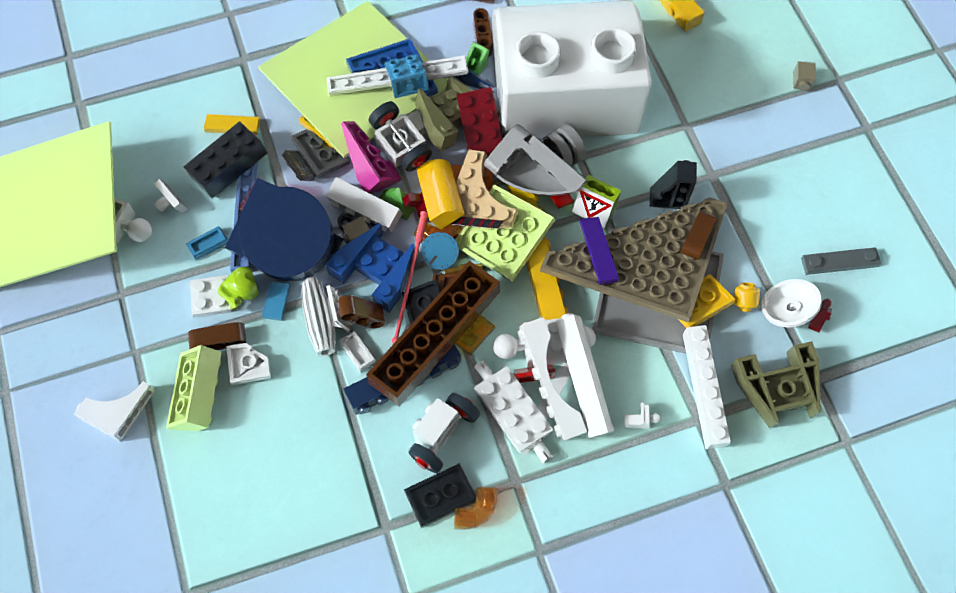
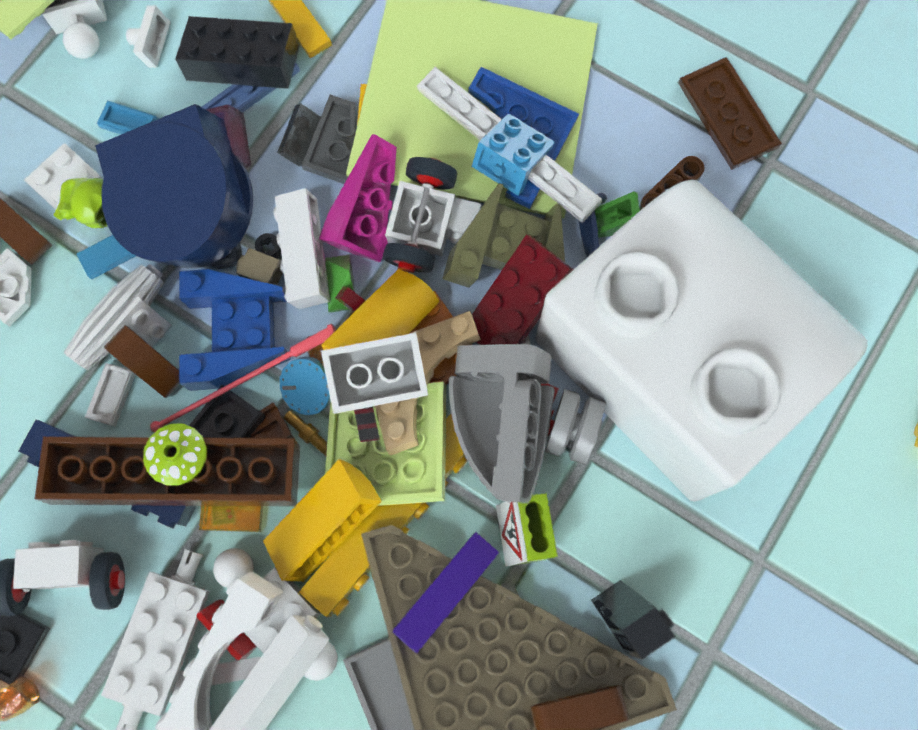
camera: 55 degrees right, 10 degrees up
(433, 324) = (186, 462): none -> lime dish
(470, 198) = (374, 373): none -> white brick
(518, 282) = (321, 521): none -> yellow brick

